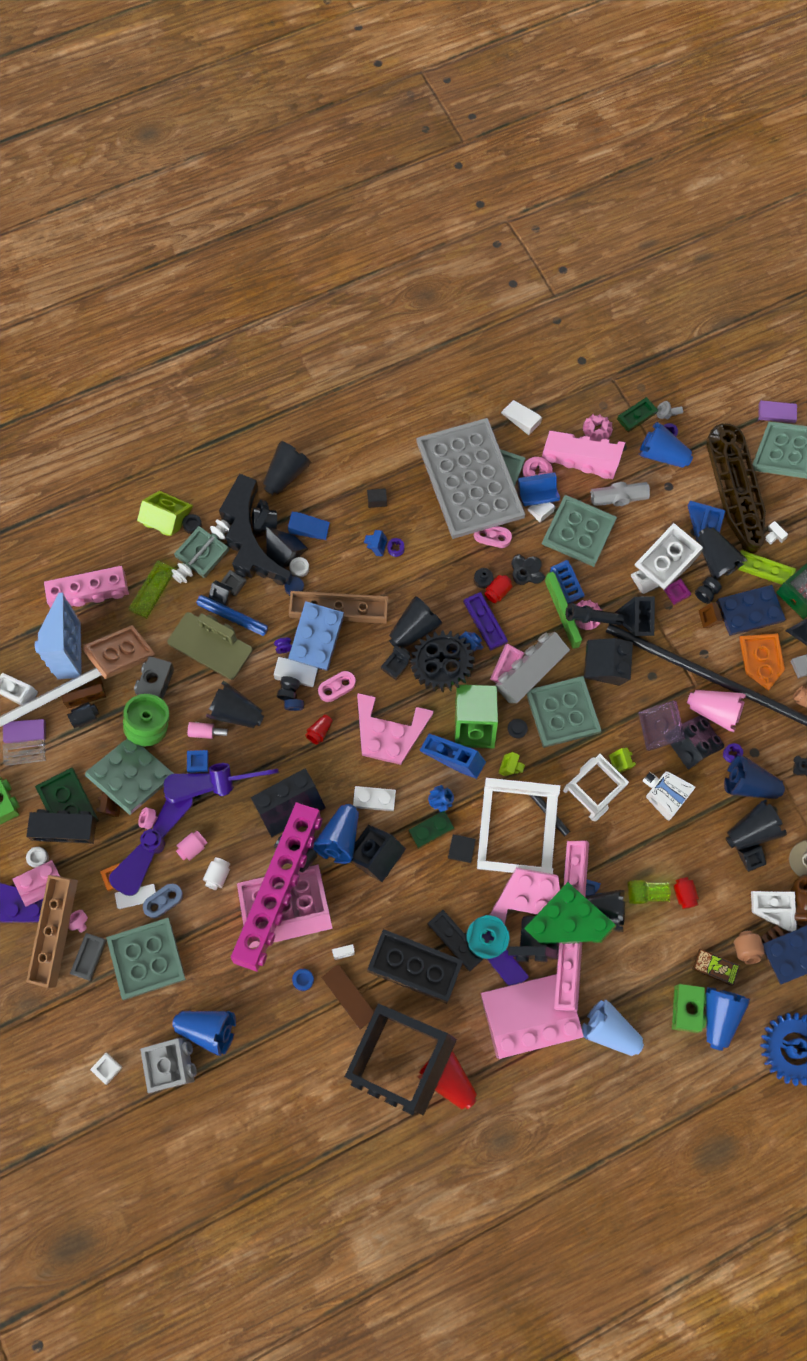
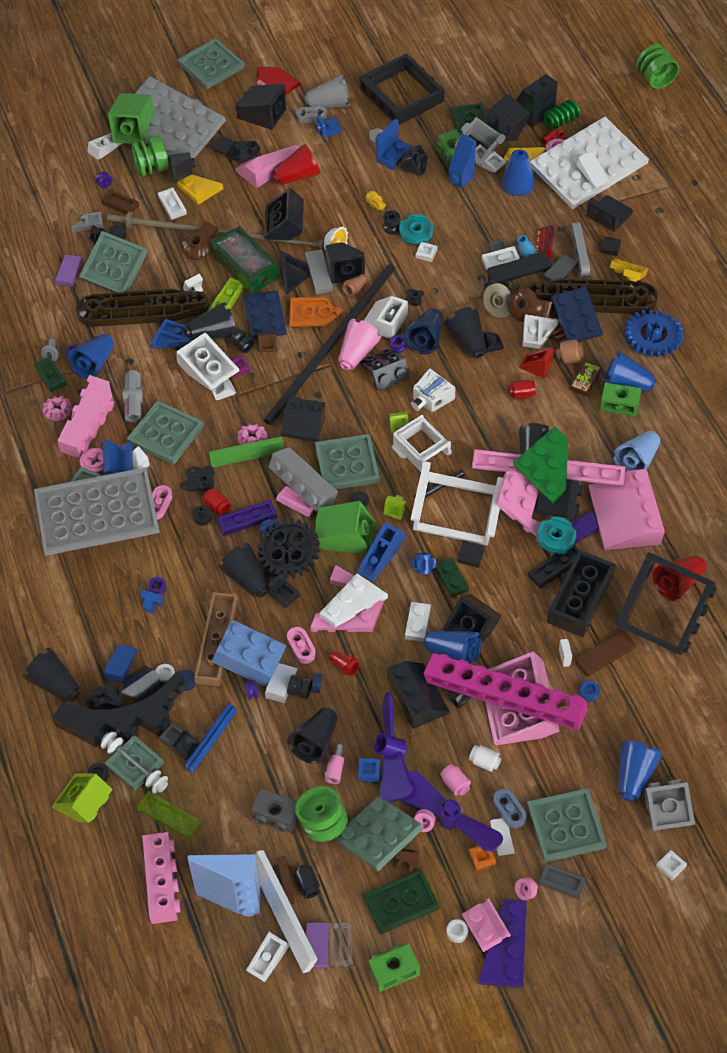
camera: 80 degrees left, 15 degrees down
(52, 931) = (538, 904): medium nougat piece -> none
(61, 827) = (429, 897): black brick -> none
(118, 651) = (241, 837): nougat tile -> none
(210, 644) = (240, 758): olive bracket -> none
(377, 498) = (98, 599): black slope -> none
(389, 730) = (353, 598): none -> white wing
(522, 417) = (32, 467): white slope -> none
(565, 565) = (209, 444): blue slope -> none
(587, 614) = (257, 428): black pin -> none
(639, 616) = (262, 394): black slope -> none
(642, 892) = (519, 414): clear neon green piece -> none
(661, 725) = (370, 387): clear purple tile -> none
(728, 909) = (538, 362): none -> red slope
(764, 736) = (388, 315): none -> white slope

